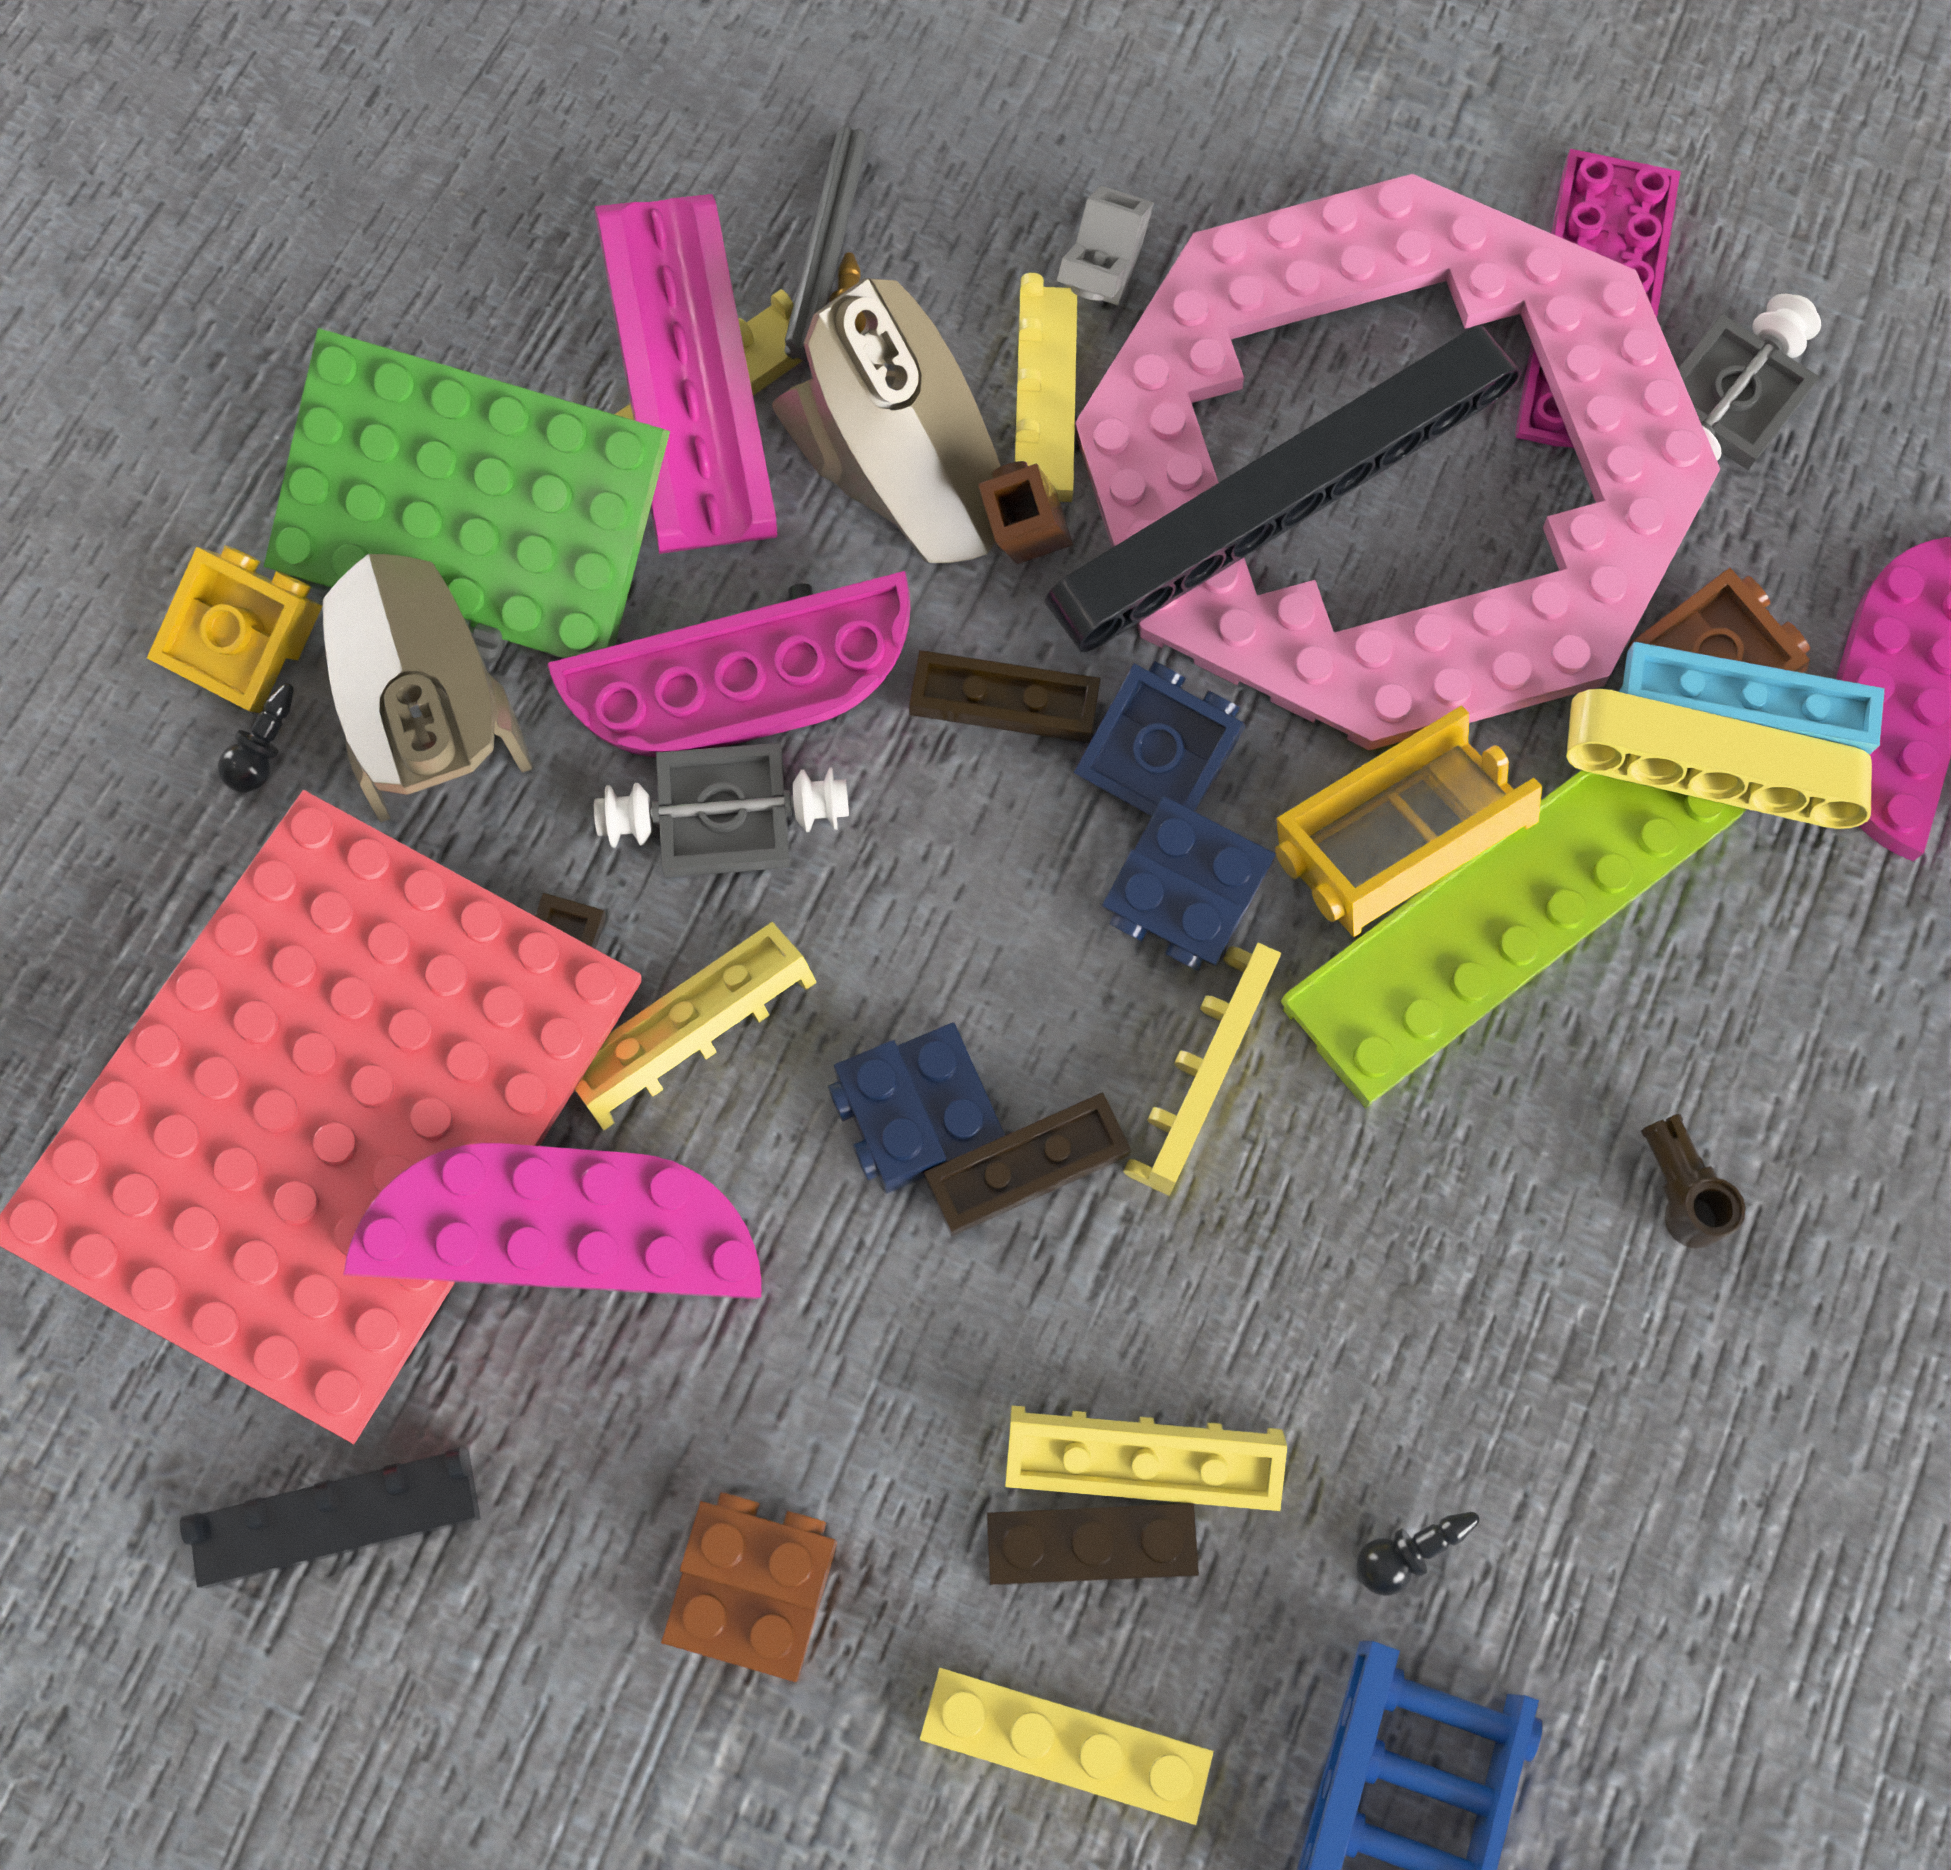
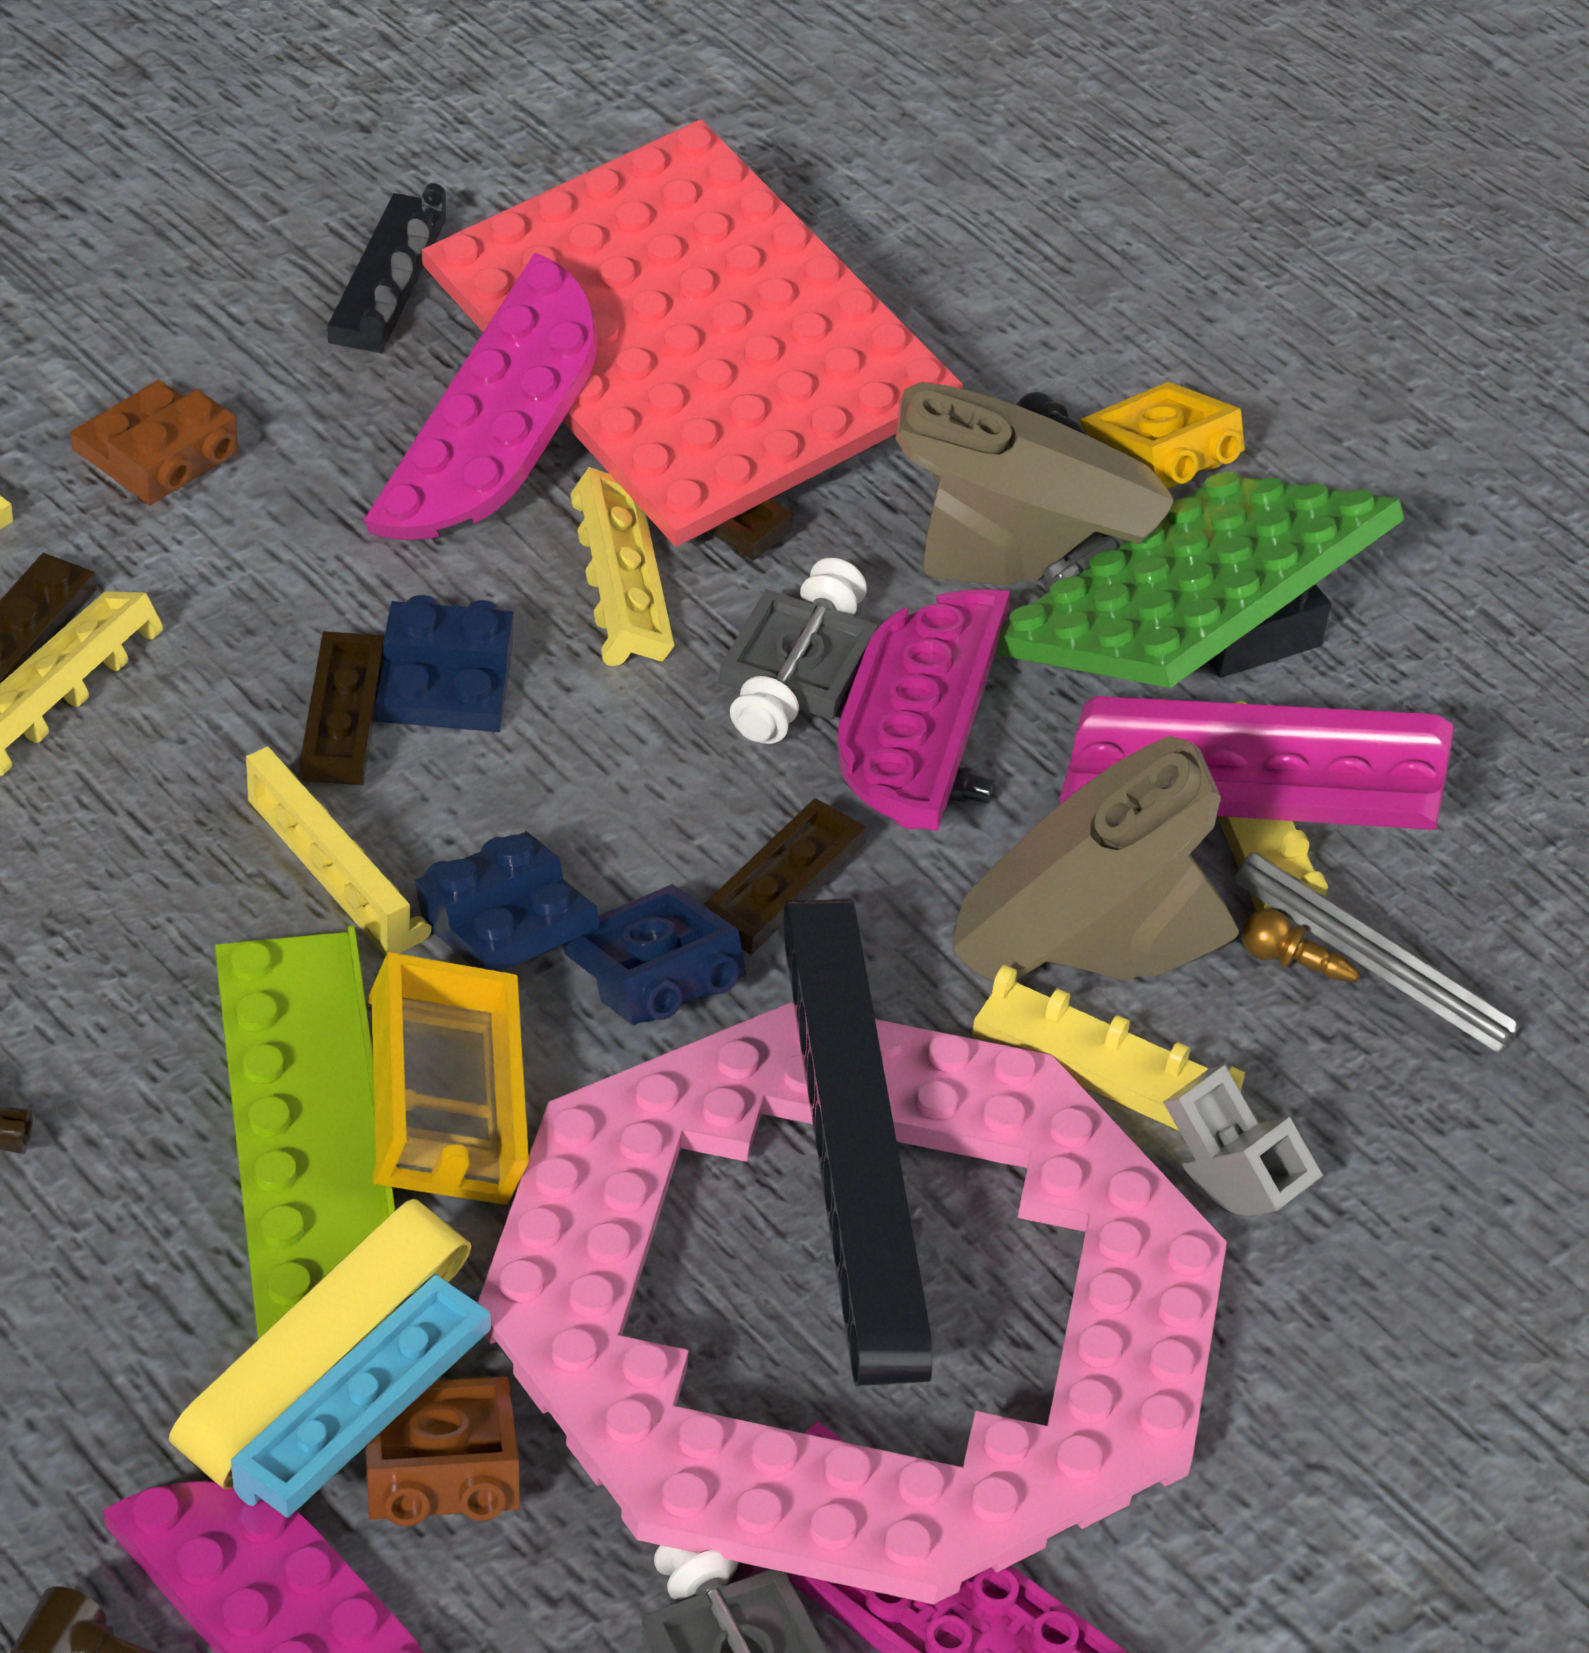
camera: 115 degrees right, 25 degrees down
(1024, 512) = (947, 926): reddish brown brick -> none

